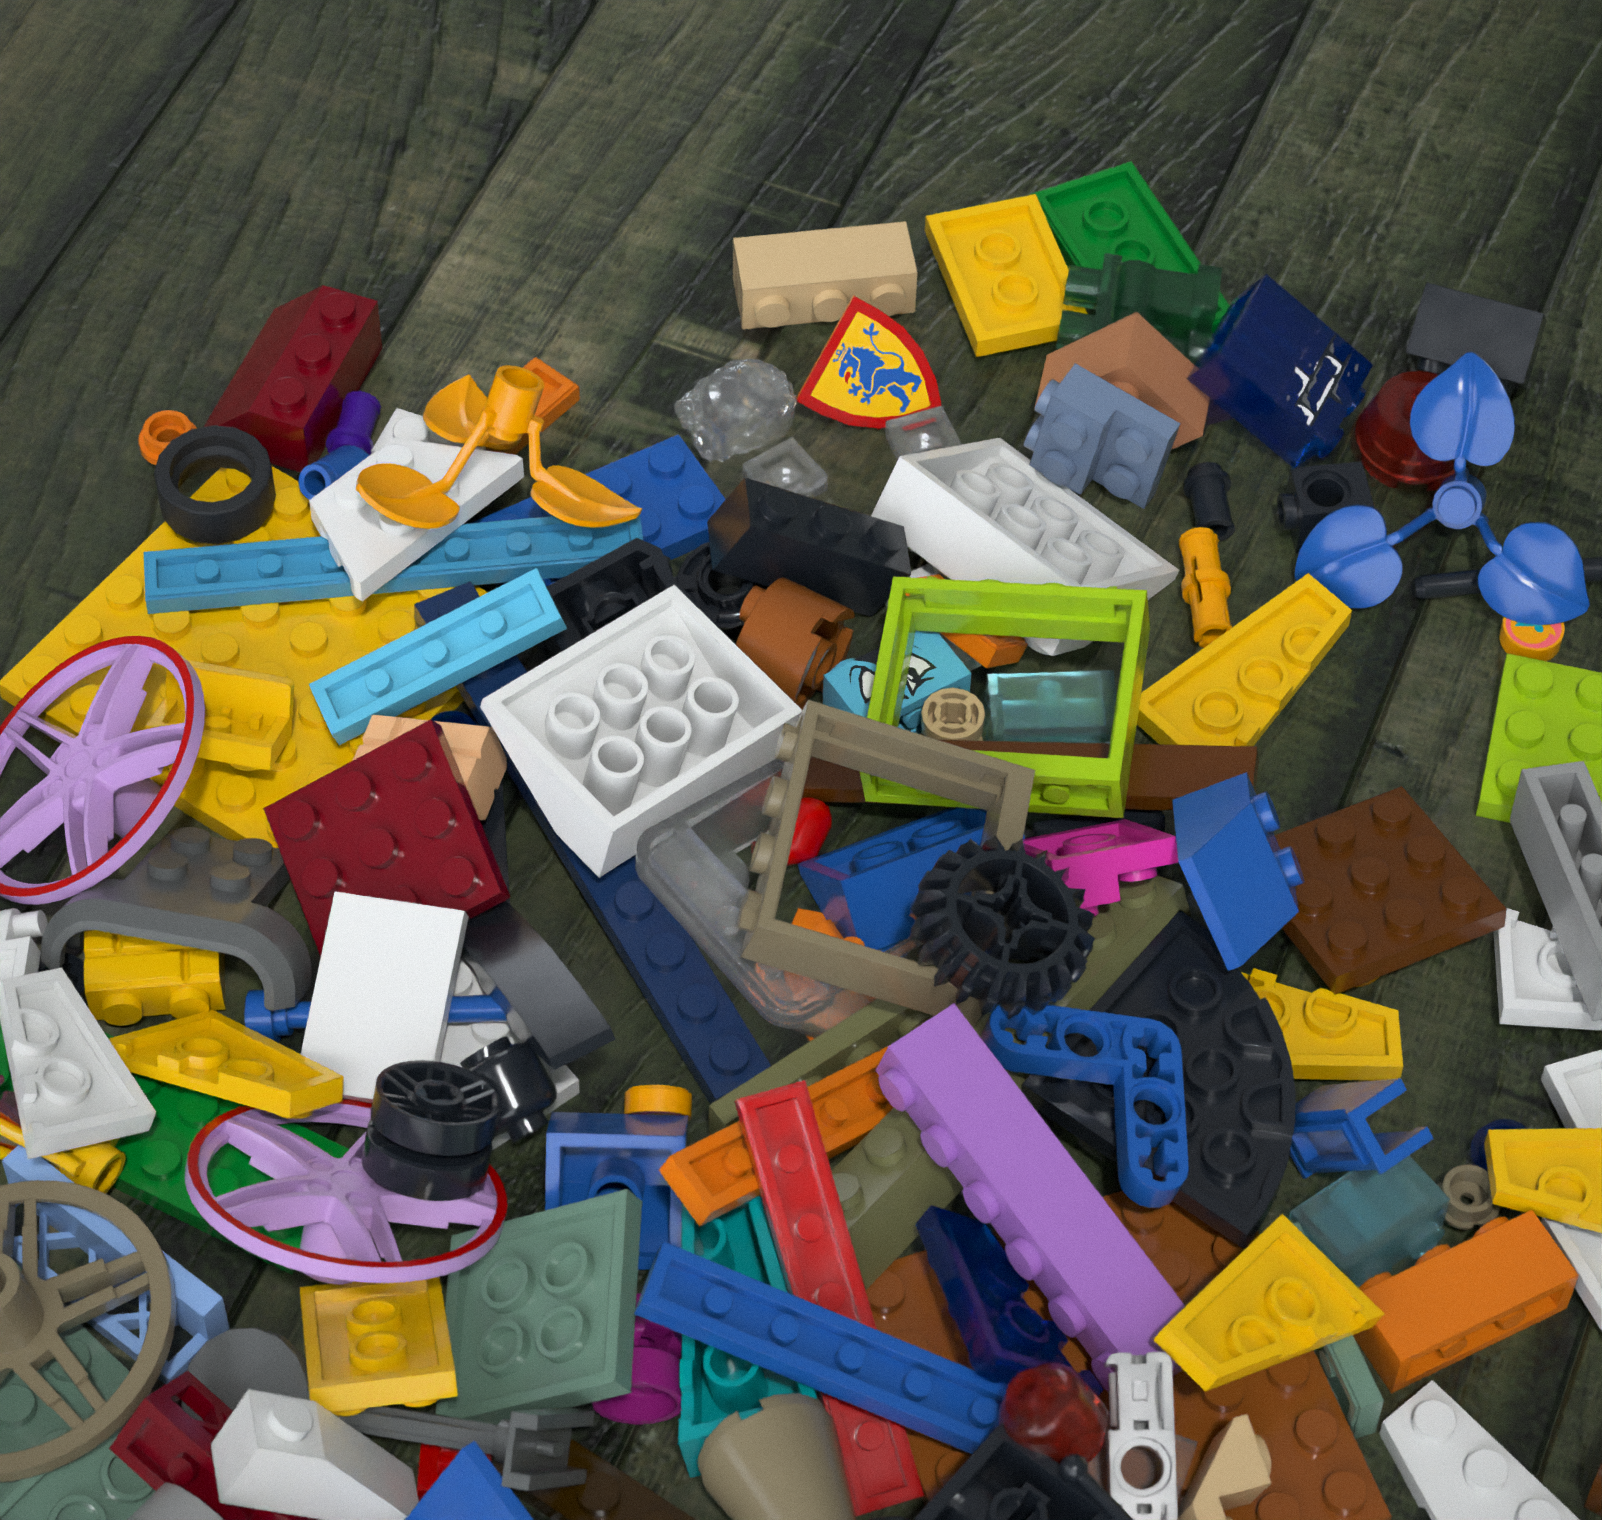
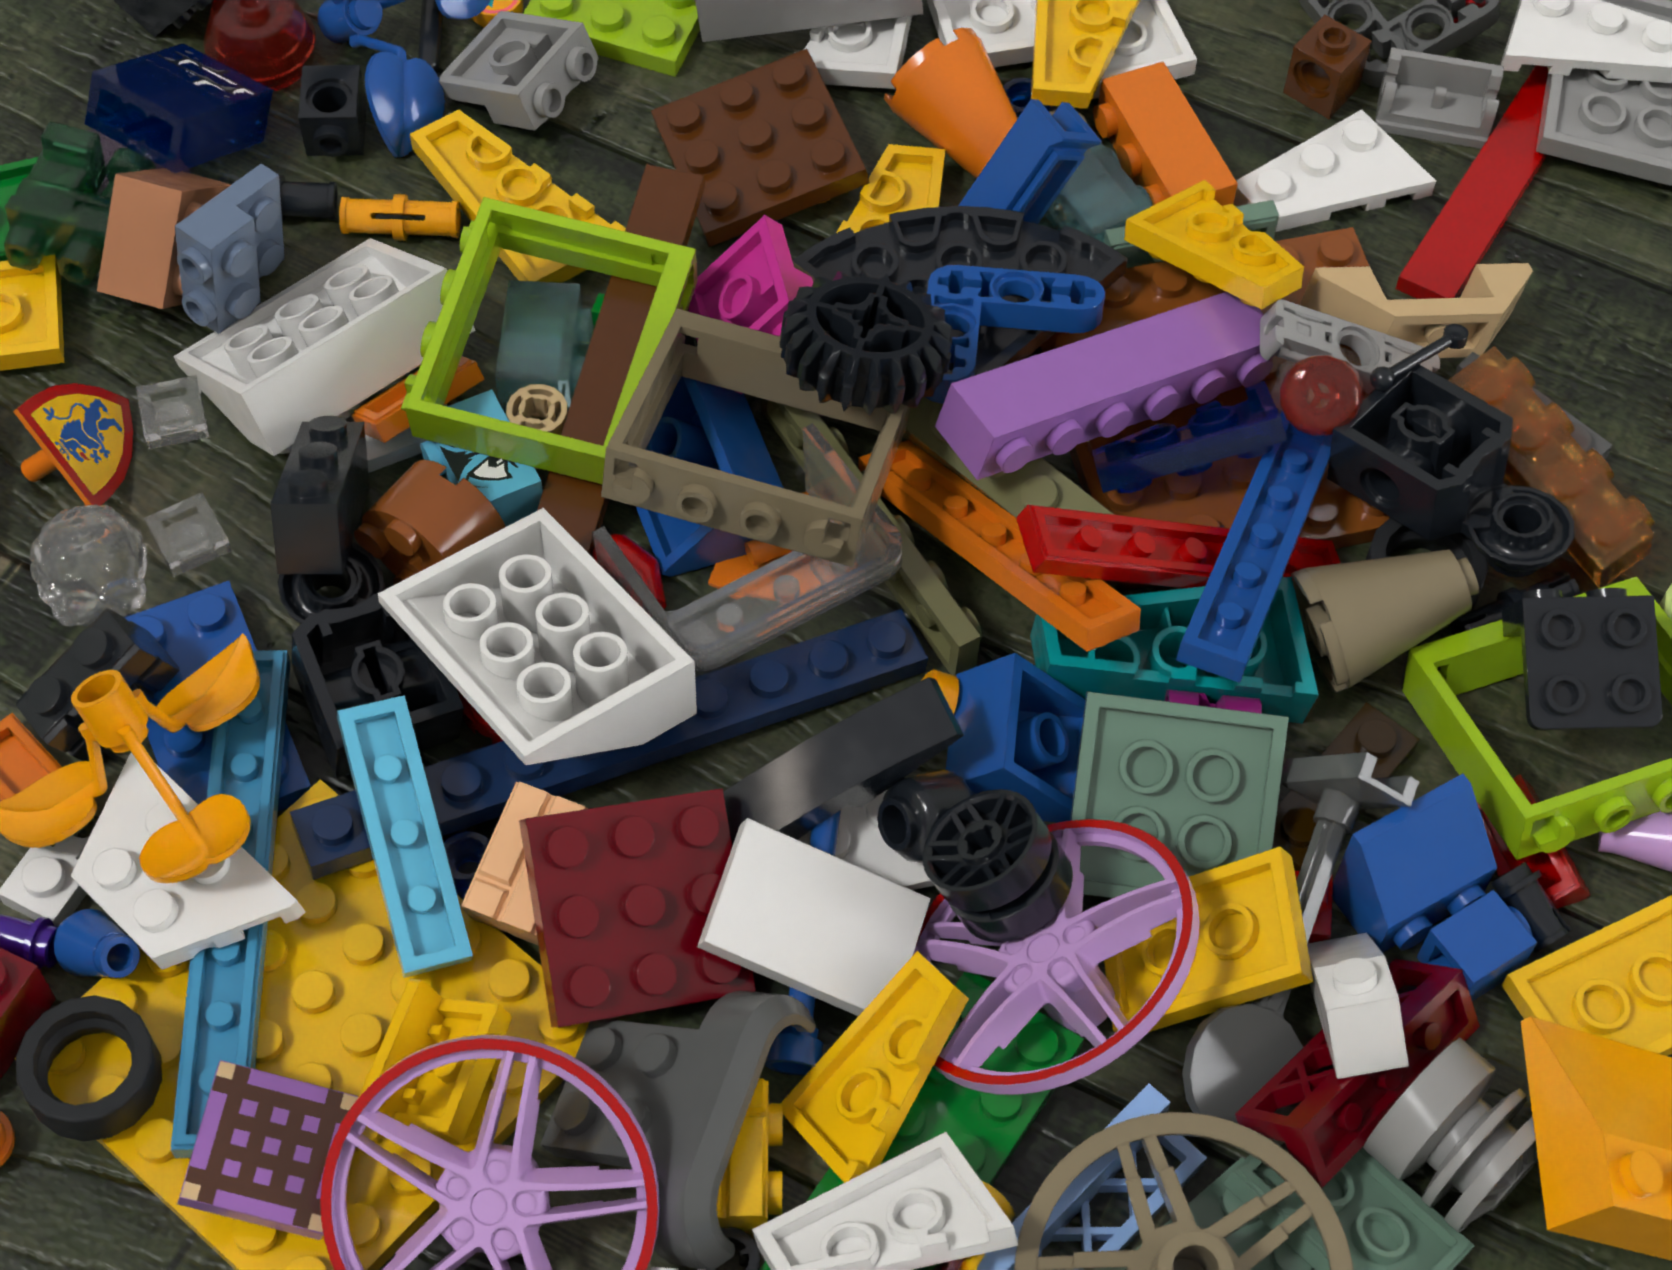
camera: 85 degrees left, 5 degrees up
(141, 596) = (264, 1149): none -> tile
(595, 426) = (105, 645): none -> black brick
(1236, 865) = (750, 183): blue slope -> none
(1425, 658) = (521, 68): none -> light grey plate
(1465, 1070) = (954, 99): none -> orange cone

